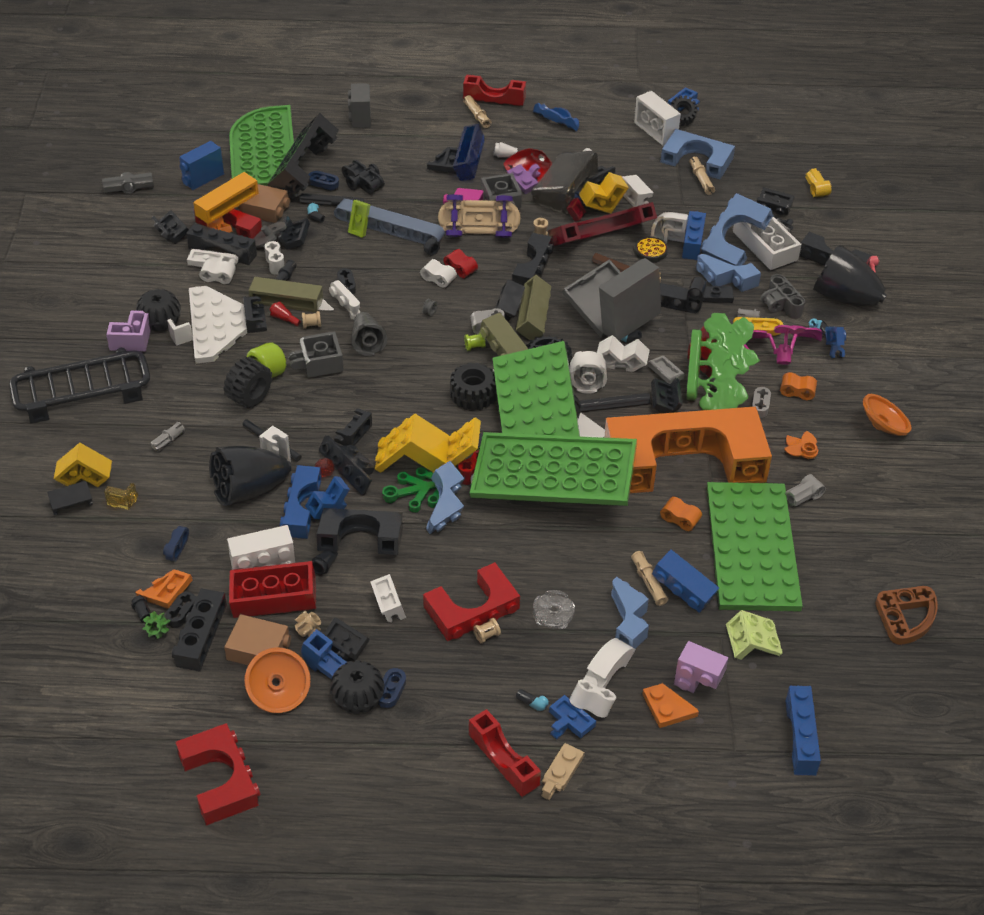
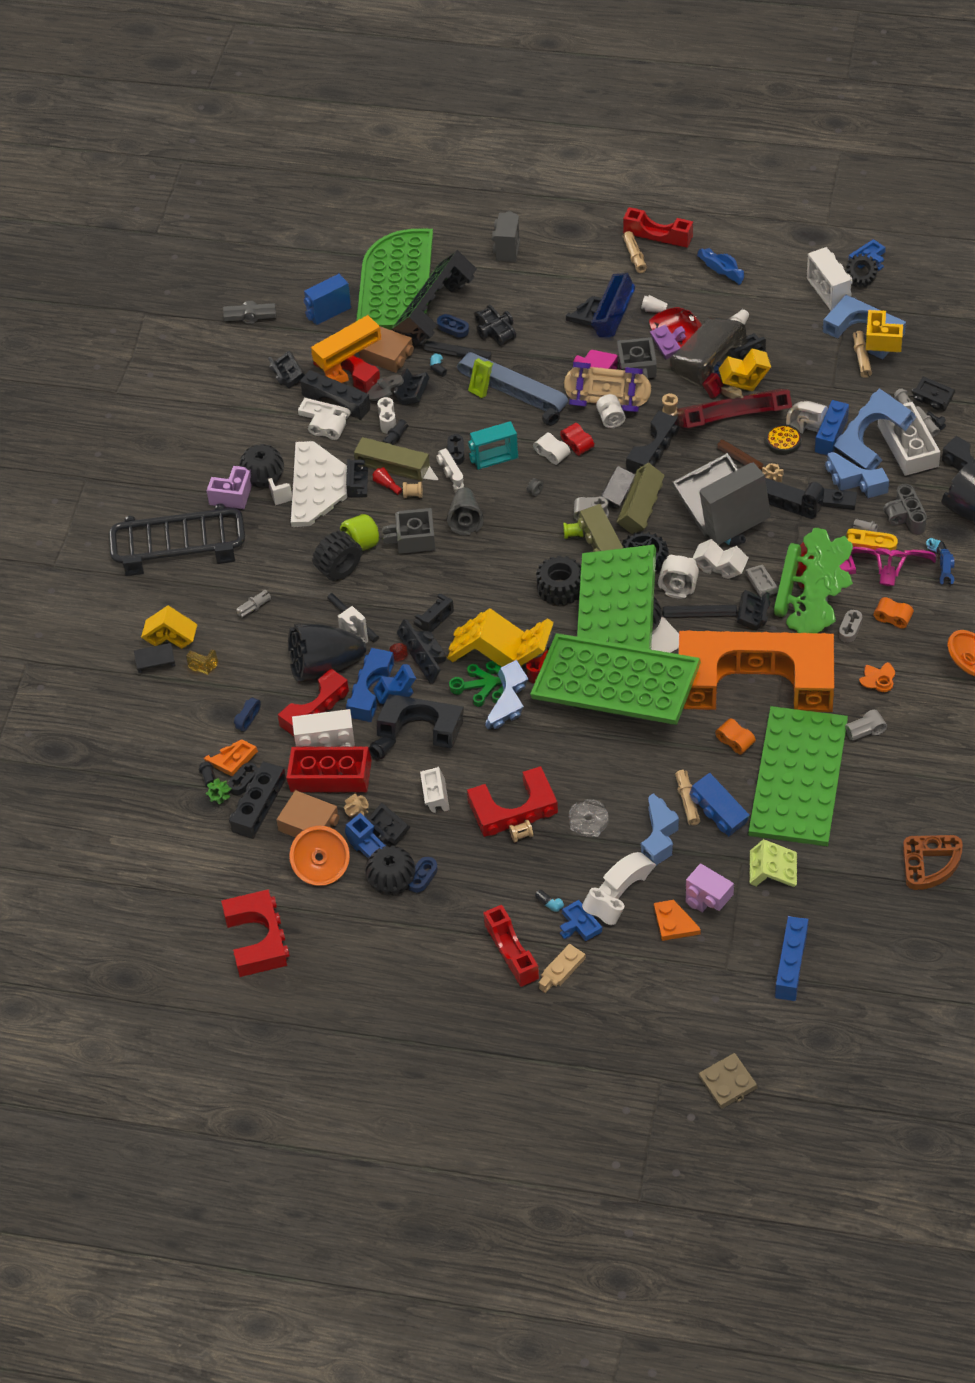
camera: 15 degrees right, 5 degrees up
(261, 509) = (331, 688): none -> red arch
(386, 284) = (495, 455): none -> teal window
(487, 237) = (610, 411): none -> white wheel
(595, 212) = (731, 392): none -> dark tan piece
(637, 190) = (783, 367): white hinge -> none
(720, 155) = (882, 335): none -> yellow brick
(772, 873) = (728, 1081): none -> dark tan plate

